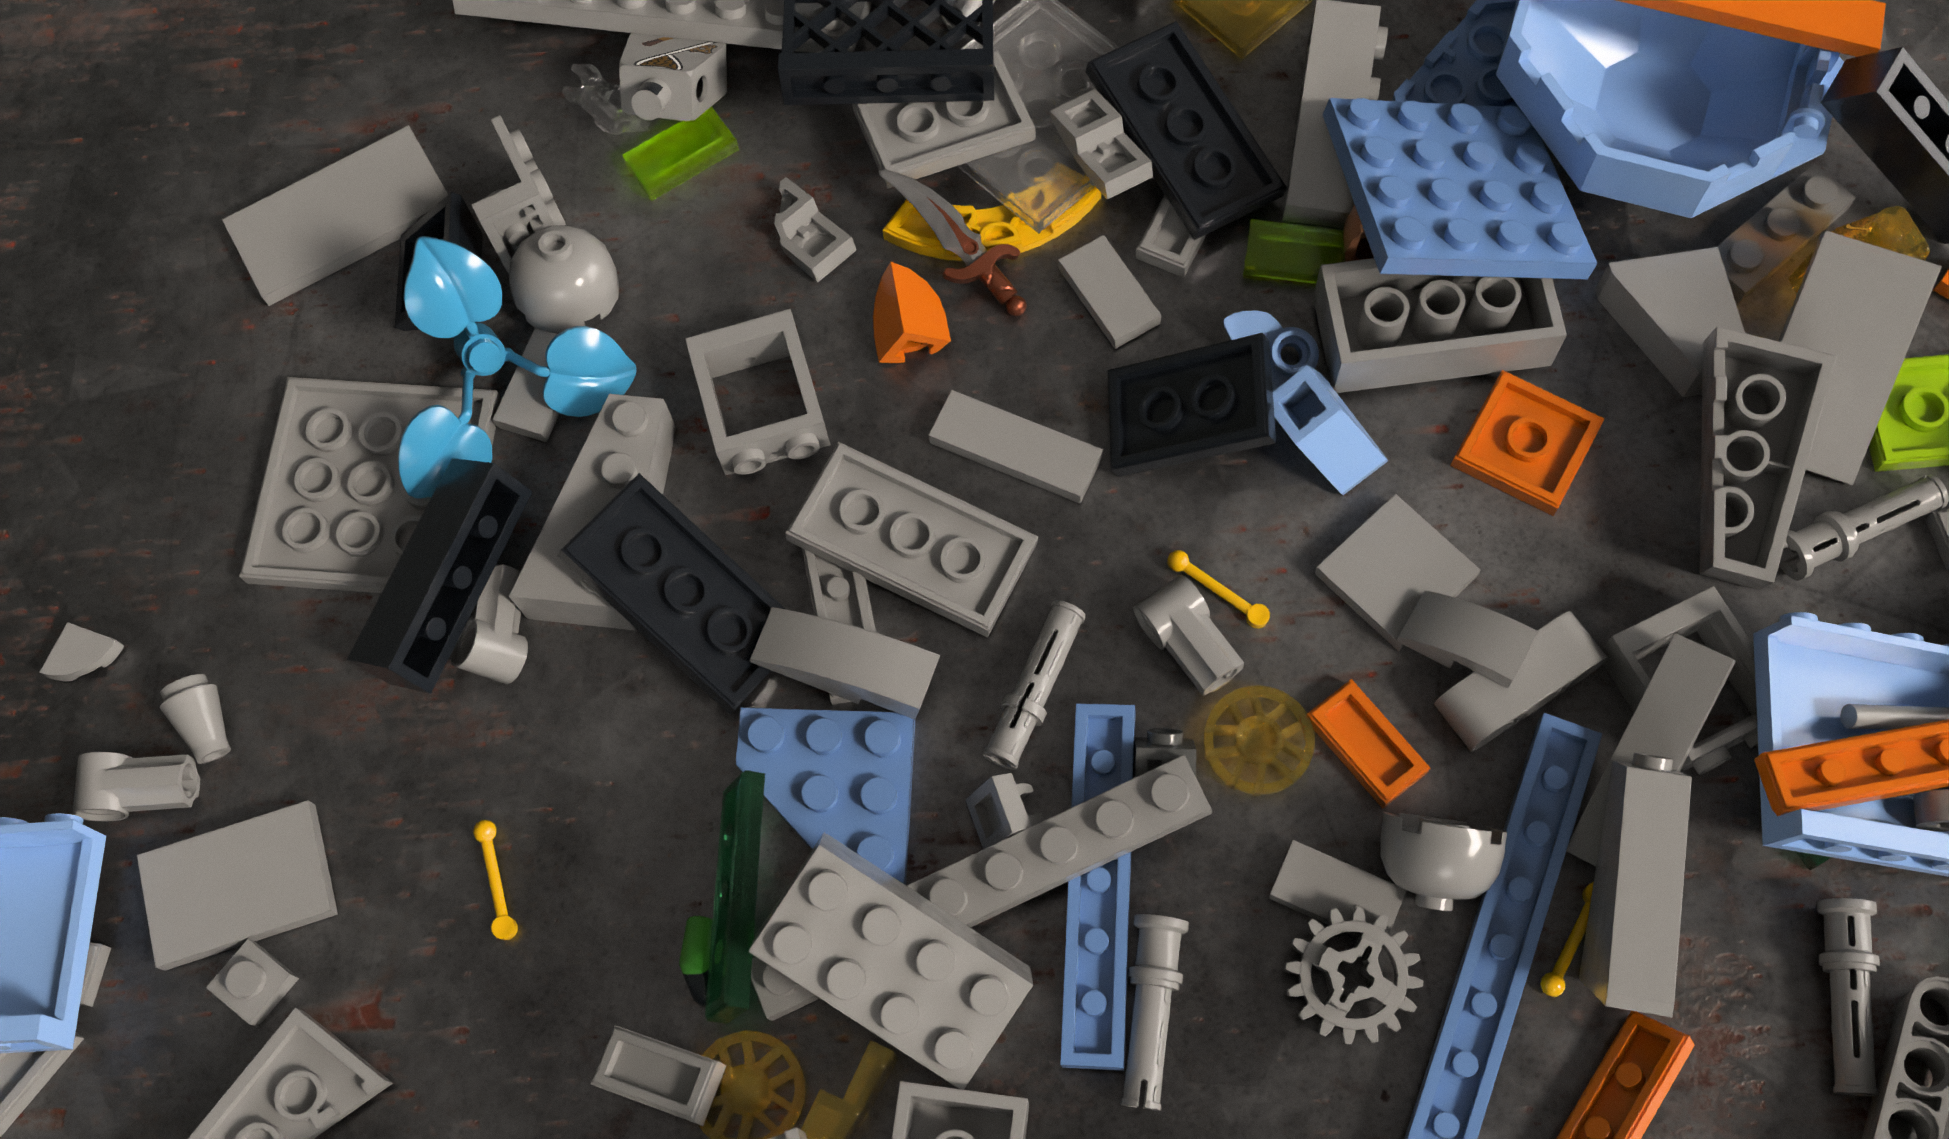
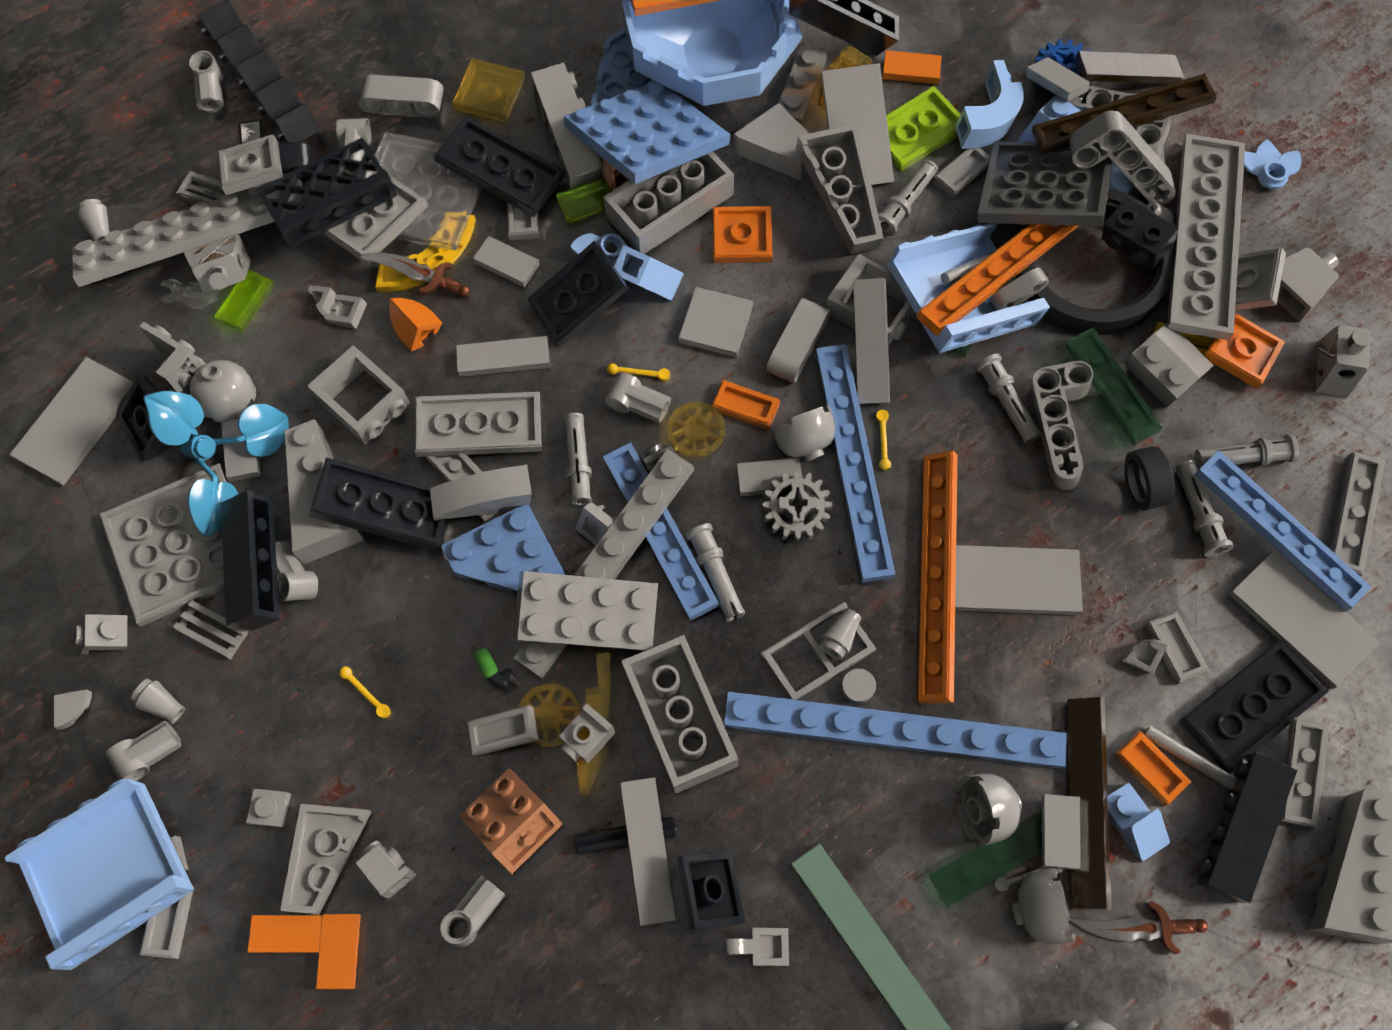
camera: 35 degrees left, 0 degrees up
(185, 565) = (101, 633): none -> light grey bracket
(236, 885) = (229, 769): light grey tile -> none
(316, 611) = (189, 617): none -> light grey tile
(735, 898) = (492, 629): clear green tile -> none
(1099, 145) = (461, 192): light grey slope -> none
(1469, 634) = (764, 329): light grey slope -> none
(1638, 888) = (897, 396): light grey slope -> none

